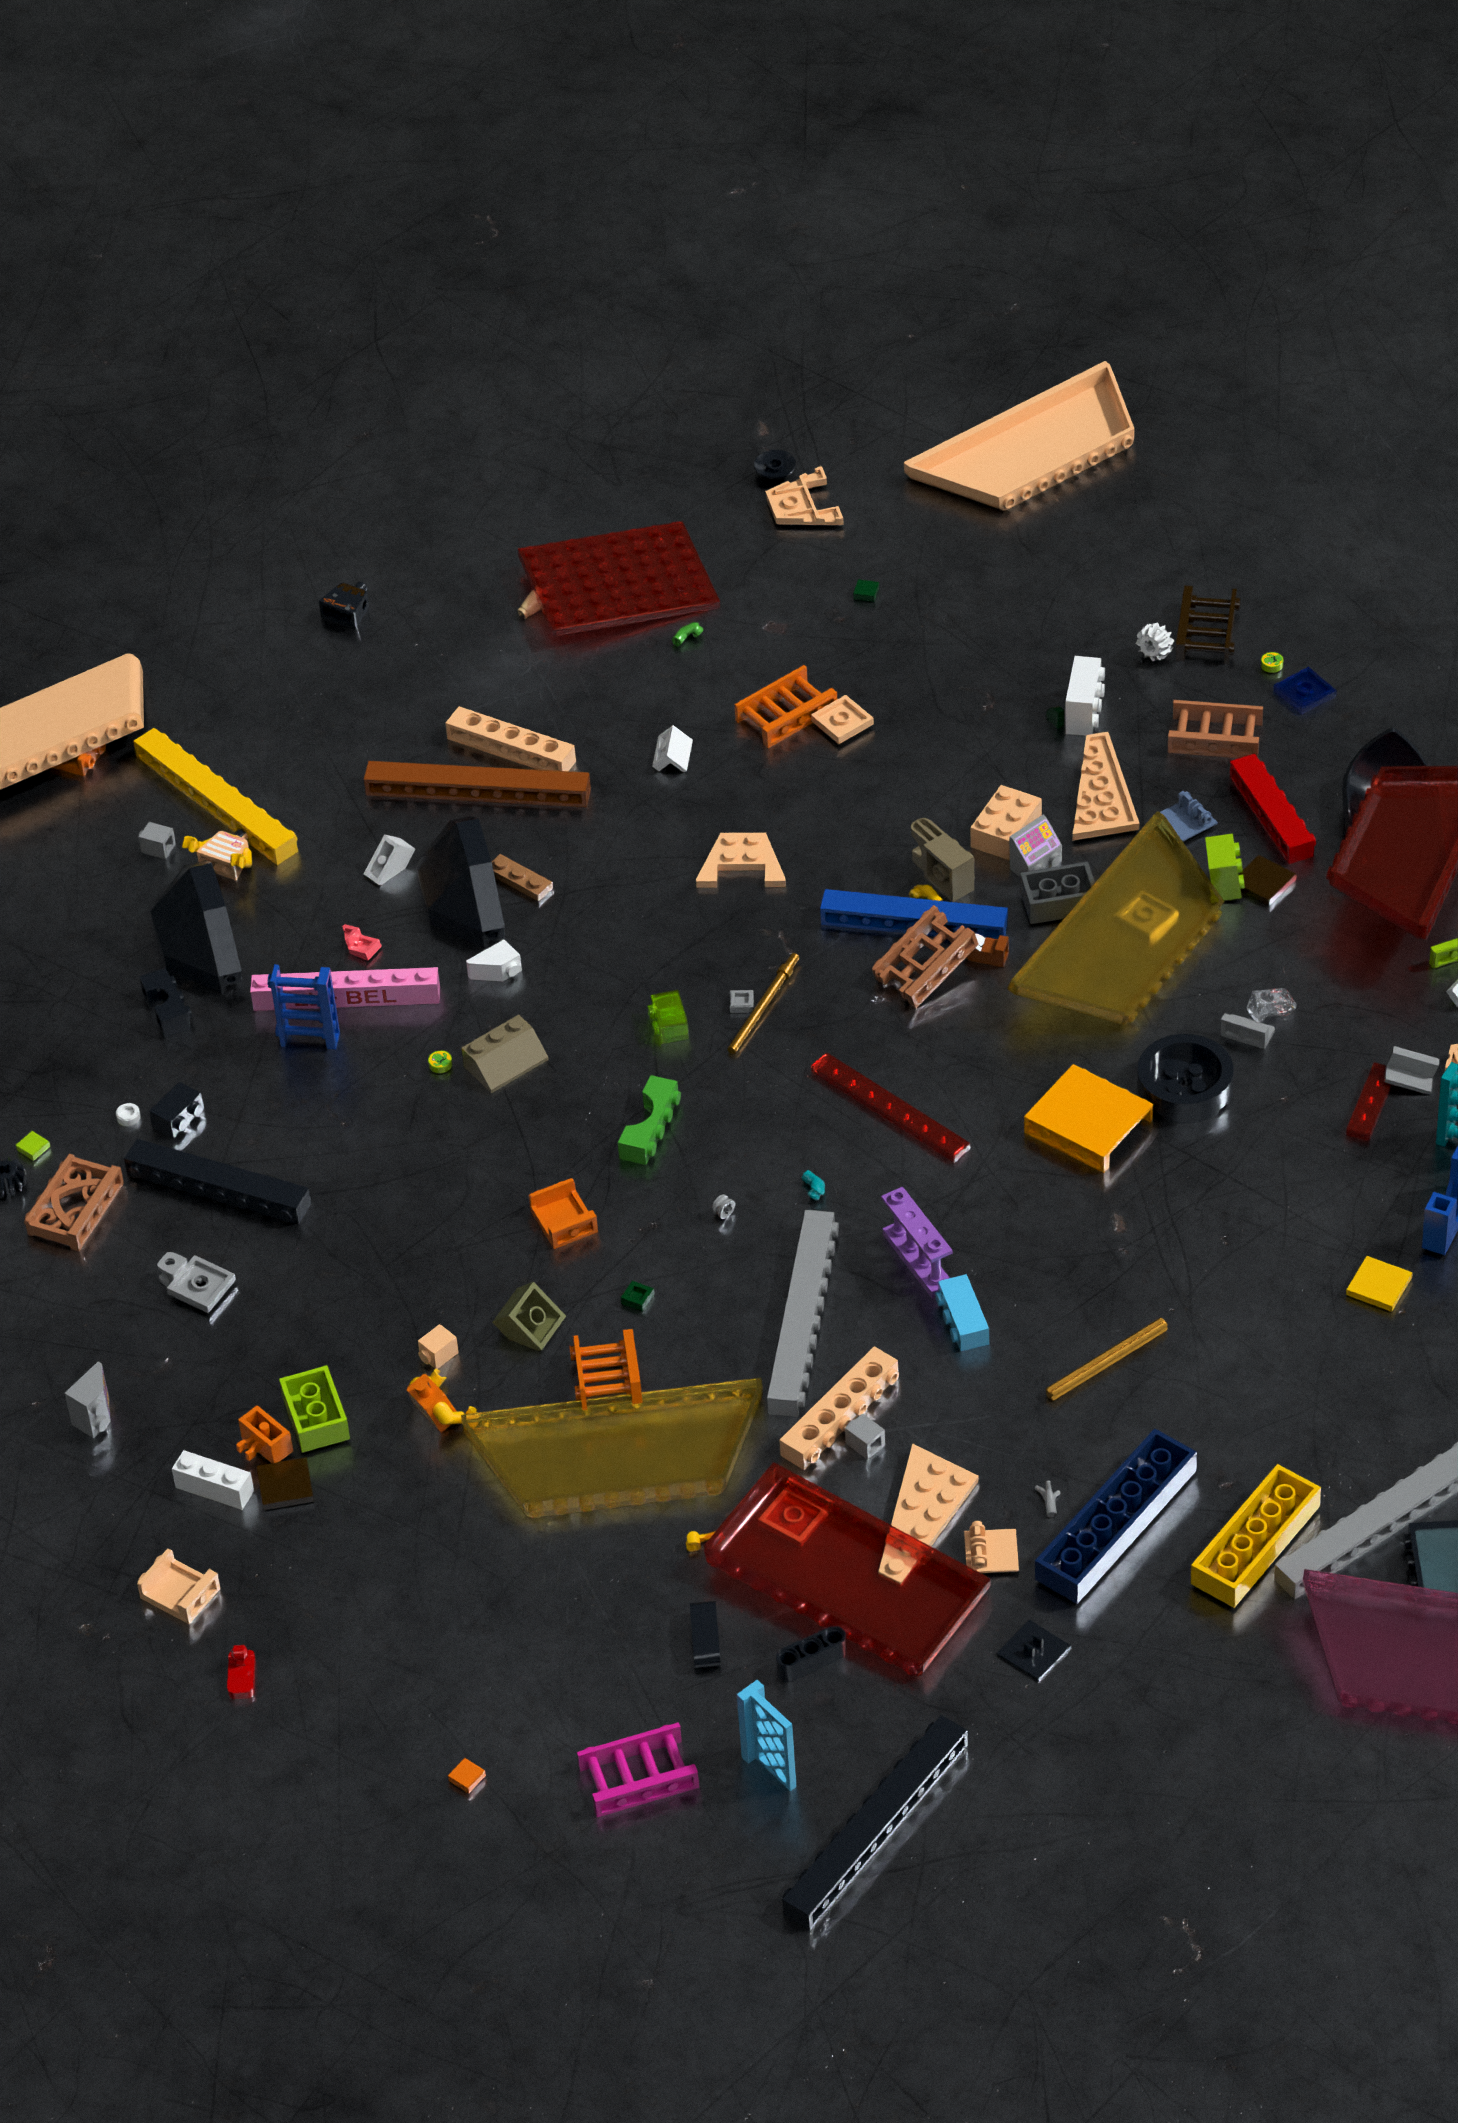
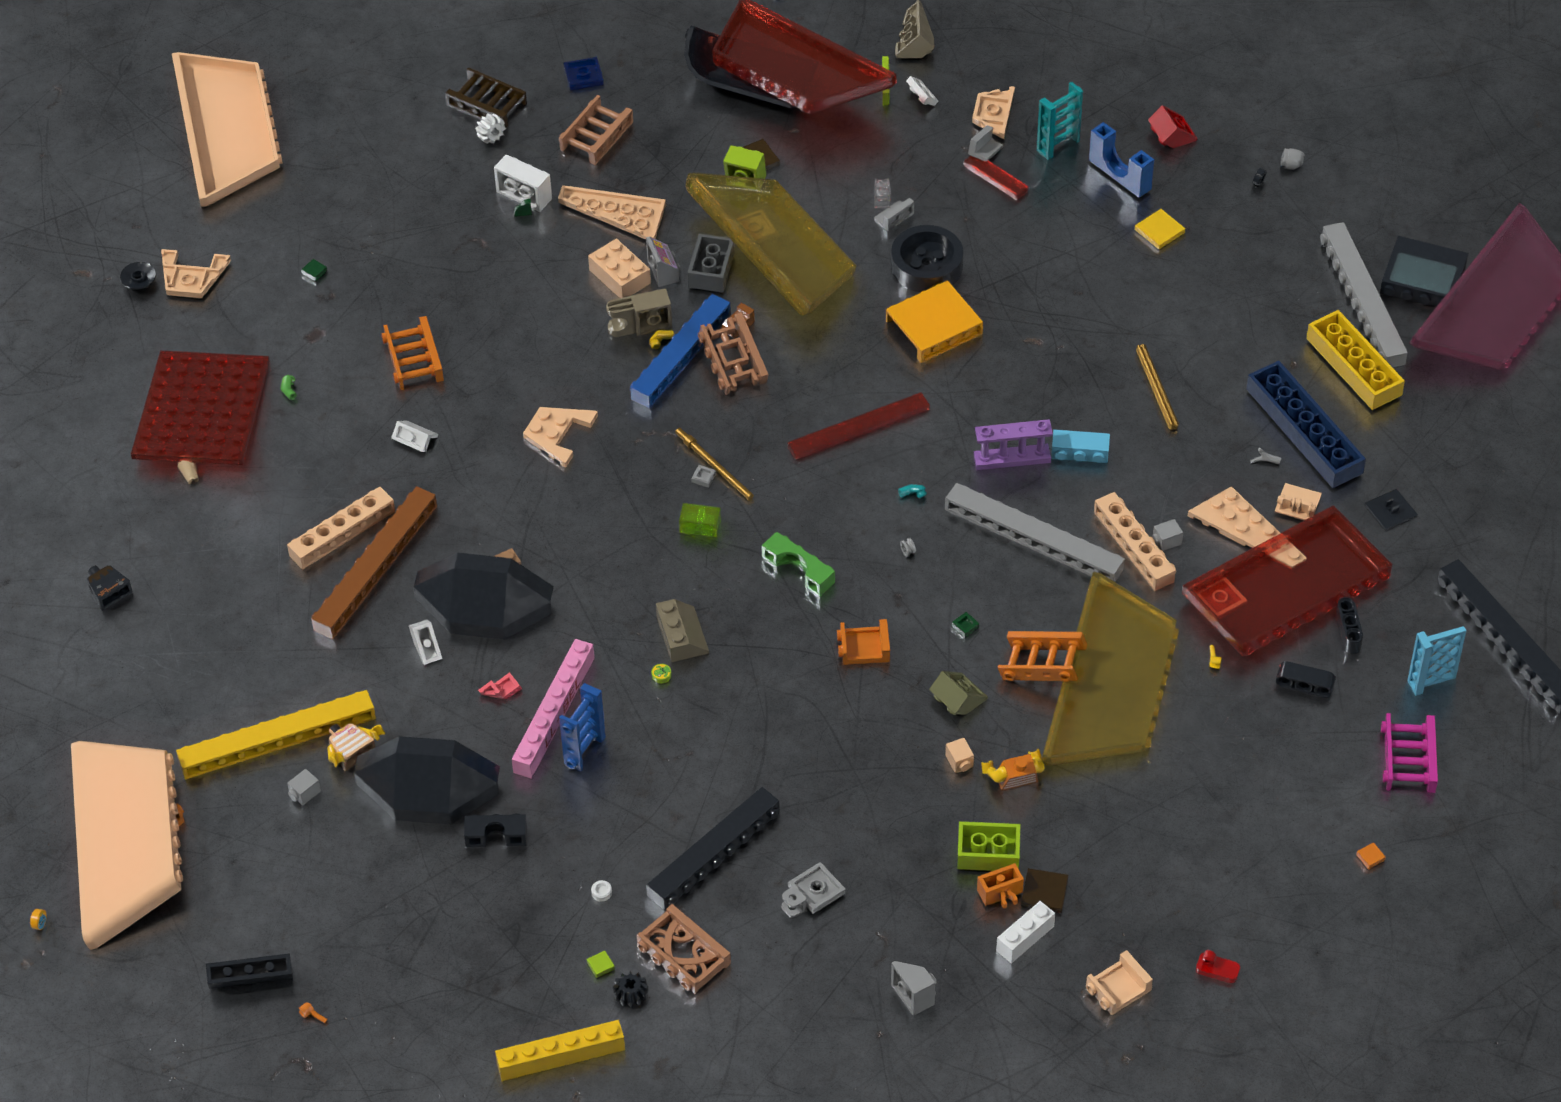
camera: 70 degrees left, 5 degrees up
(176, 1110) = (621, 854): black brick -> none
(495, 963) = (581, 605): white slope -> none
(842, 719) = (448, 326): light nougat plate -> none
(1188, 816) = (670, 176): sand blue hinge -> none
(1272, 662) = (544, 79): tile -> none
(1272, 808) = (693, 128): red brick -> none

